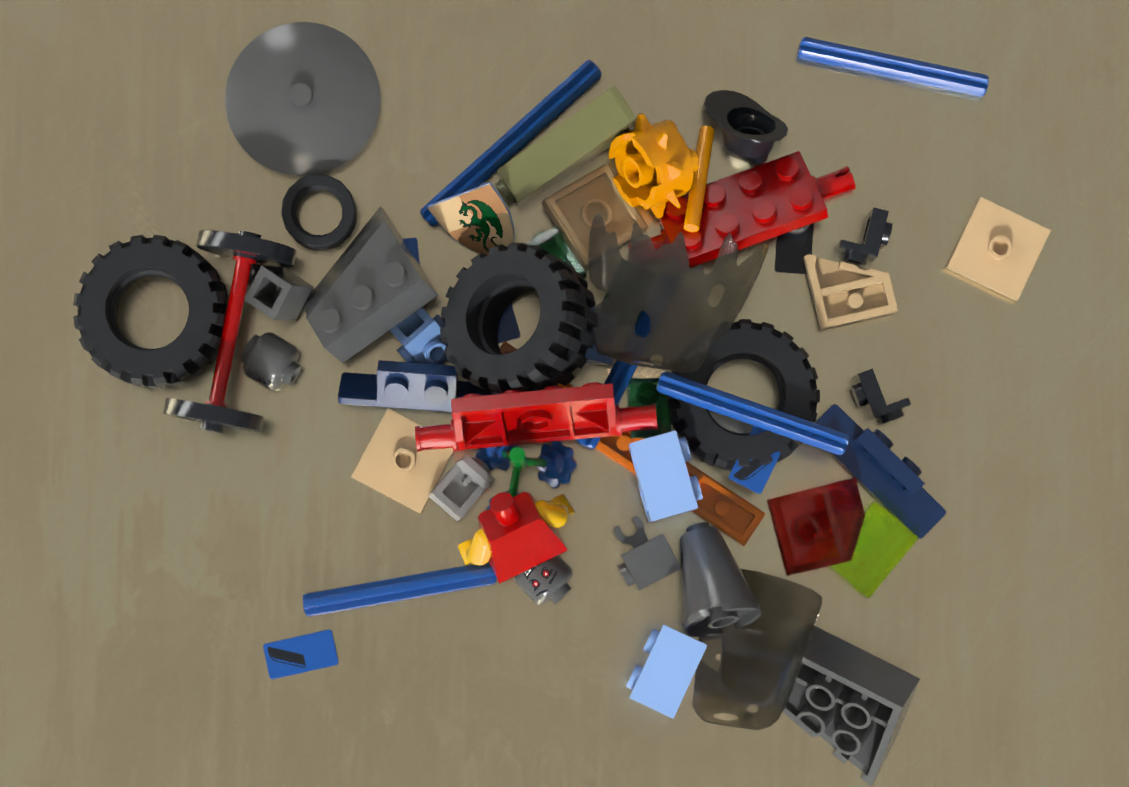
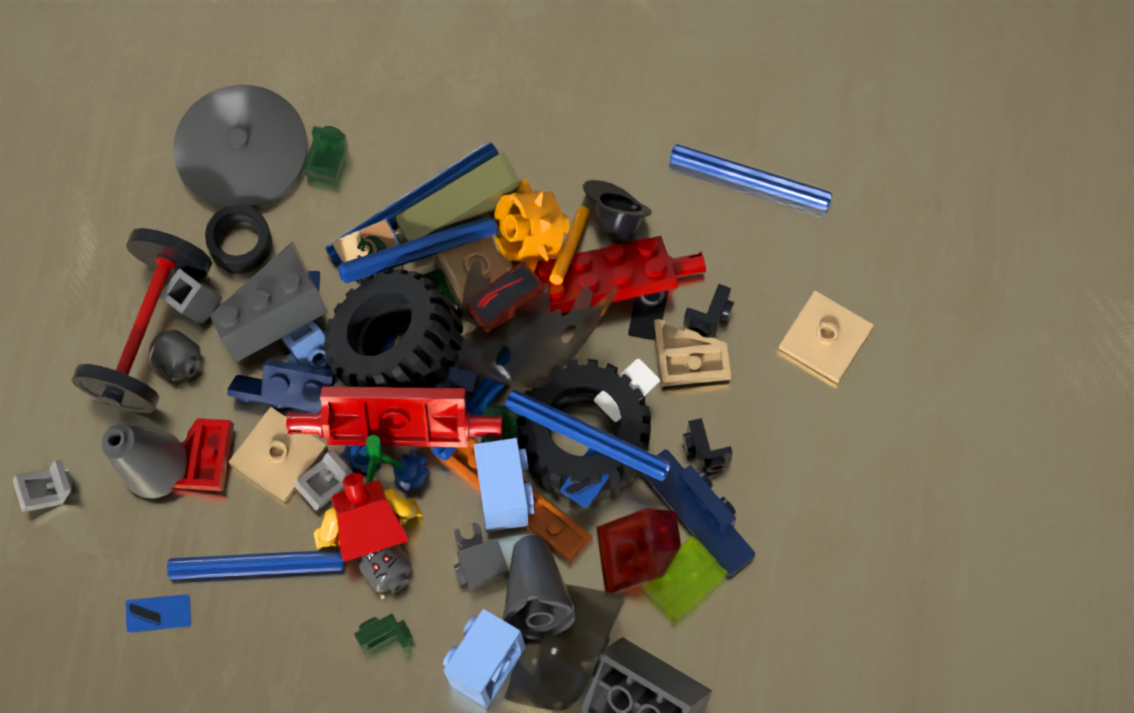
camera: 10 degrees right, 15 degrees down
(106, 286) = (50, 269): black tyre -> none
(150, 532) = (43, 487): none -> light grey bracket
(263, 489) = (145, 458): none -> dark grey cone
(319, 476) = (207, 454): none -> red wing
(404, 98) = (326, 153): none -> clear green bracket
(529, 210) = (417, 249): none -> blue axle
(543, 650) = (376, 631): none -> clear green bracket
(637, 256) = (501, 298): none -> slope
(803, 336) = (641, 378): none -> white sticker

